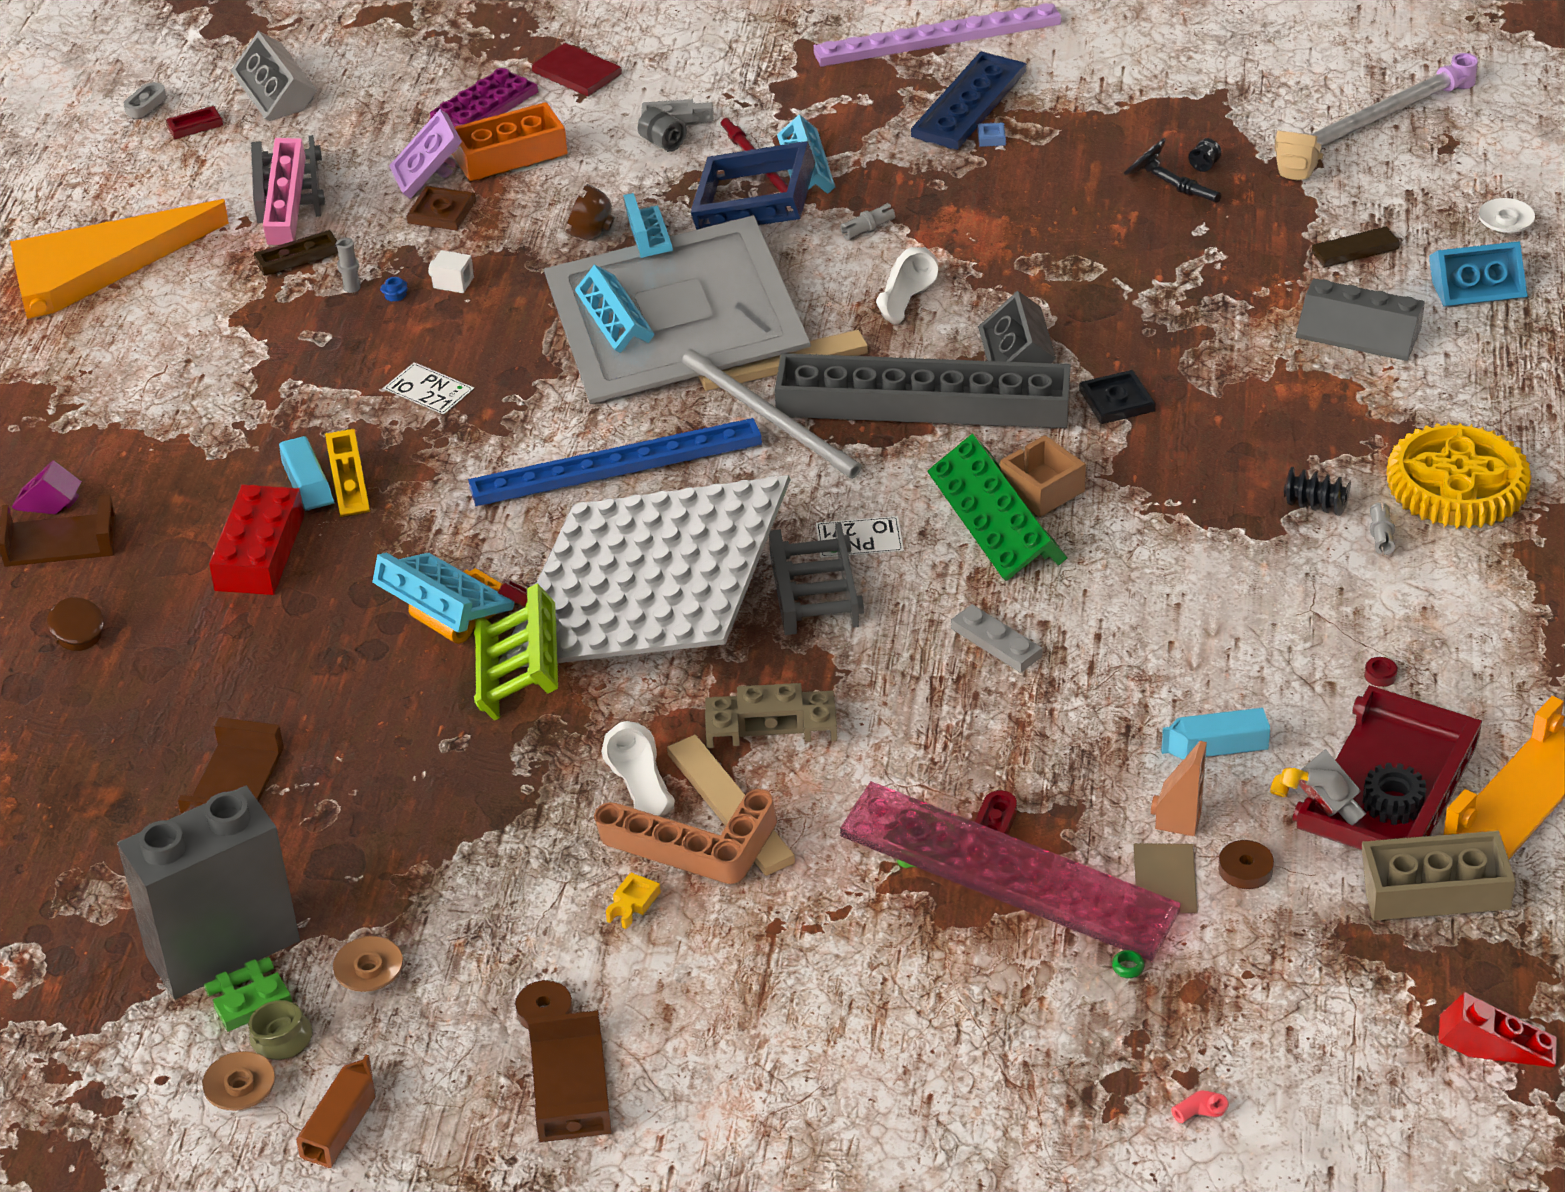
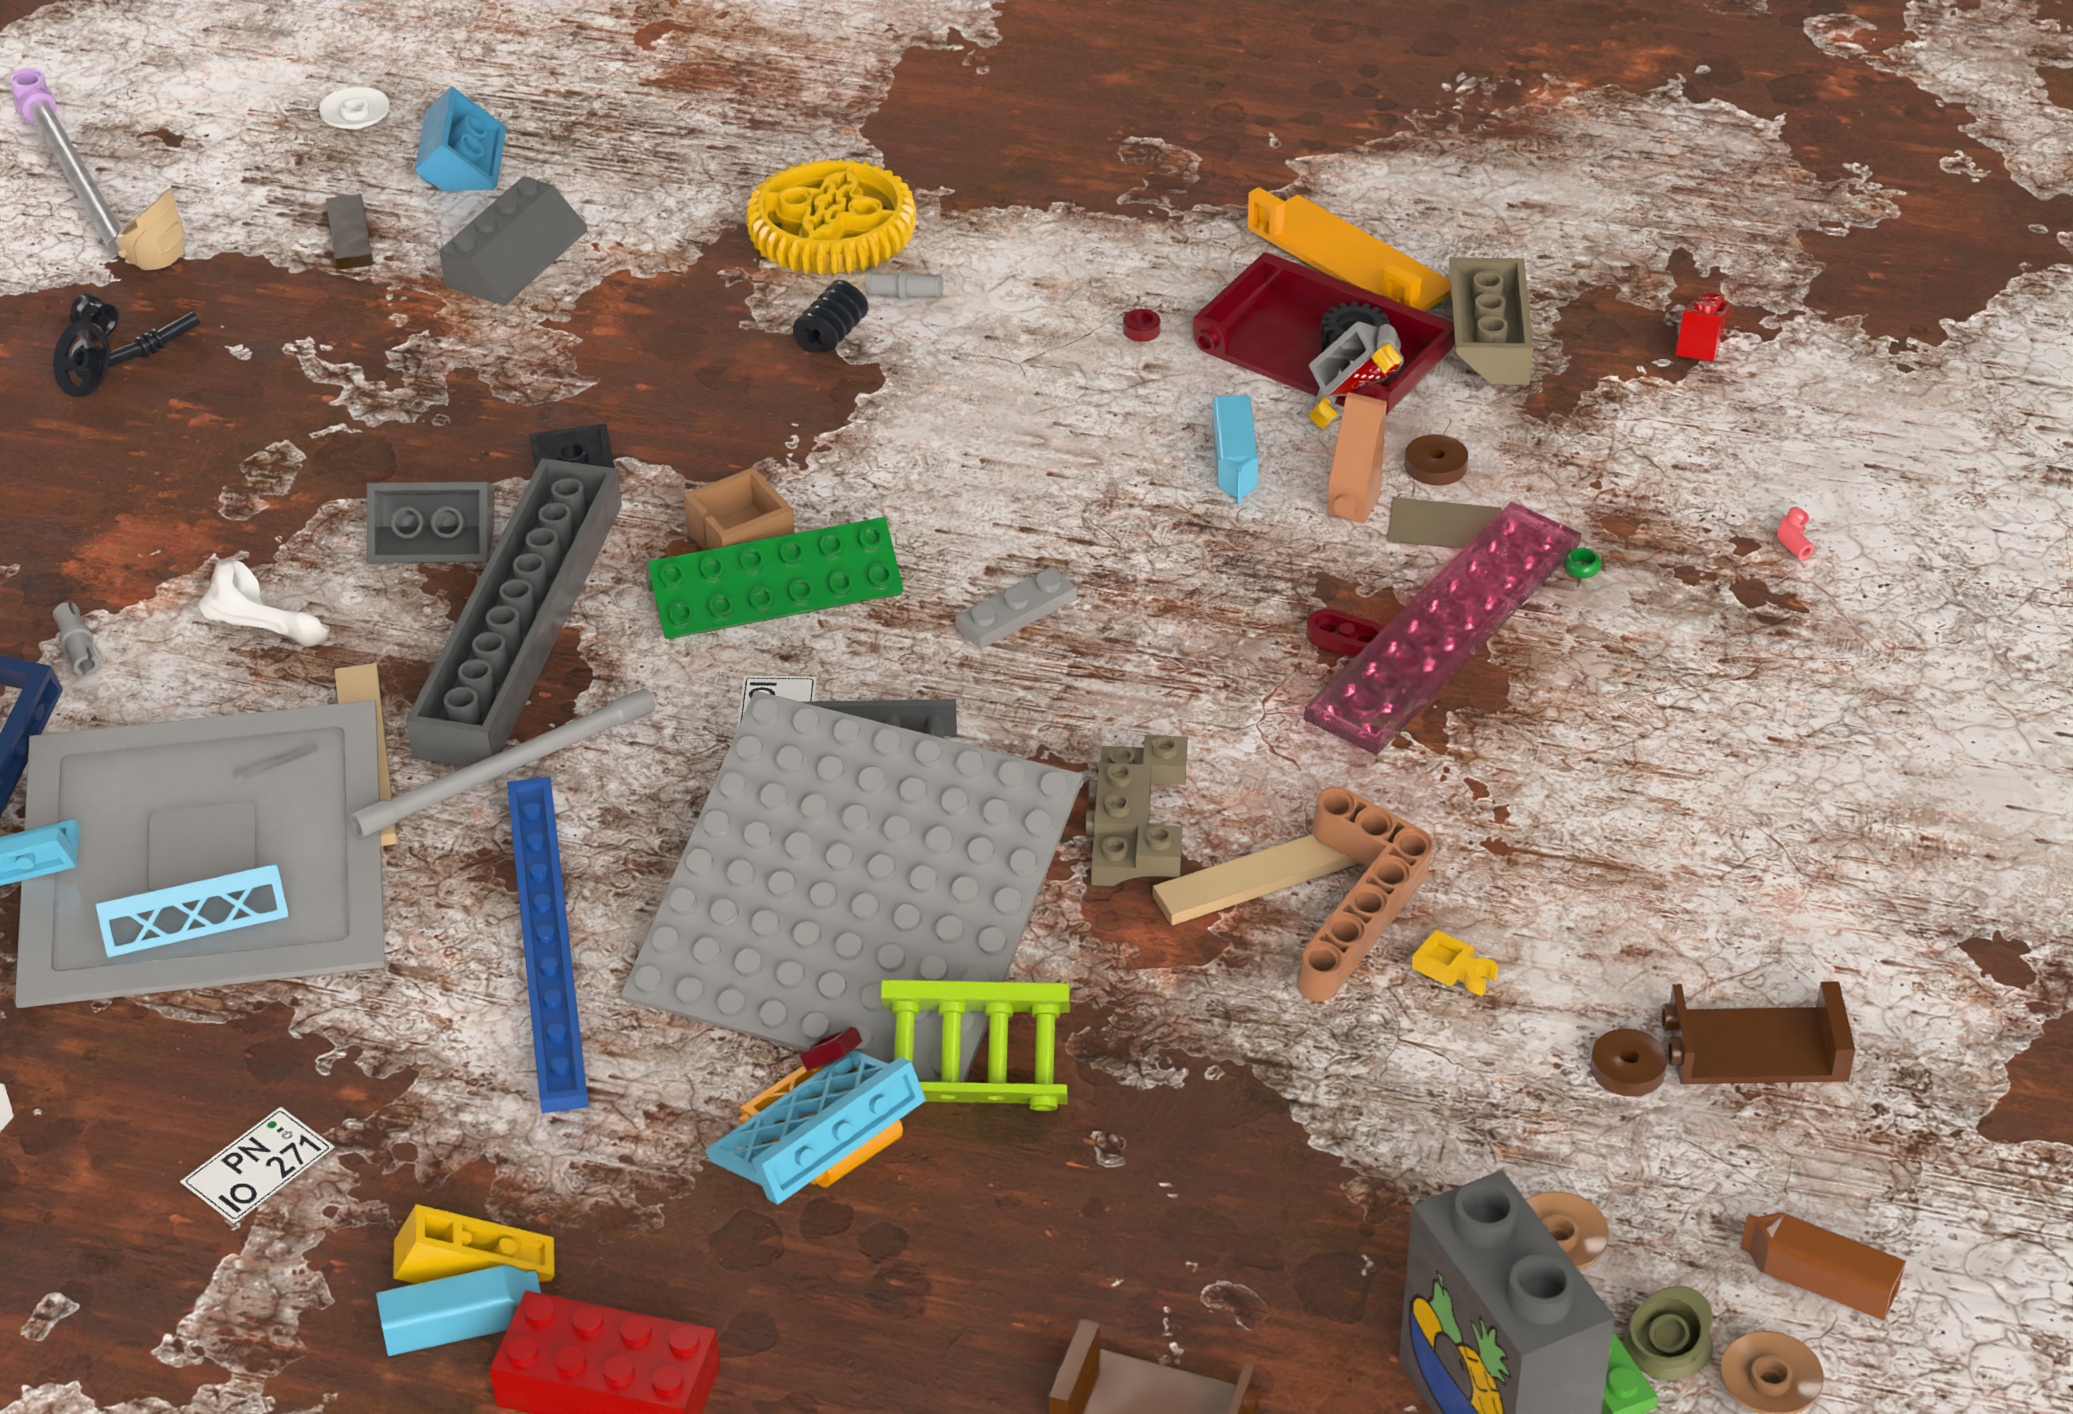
camera: 85 degrees left, 0 degrees up
(632, 755) = (1202, 943): white hair -> none

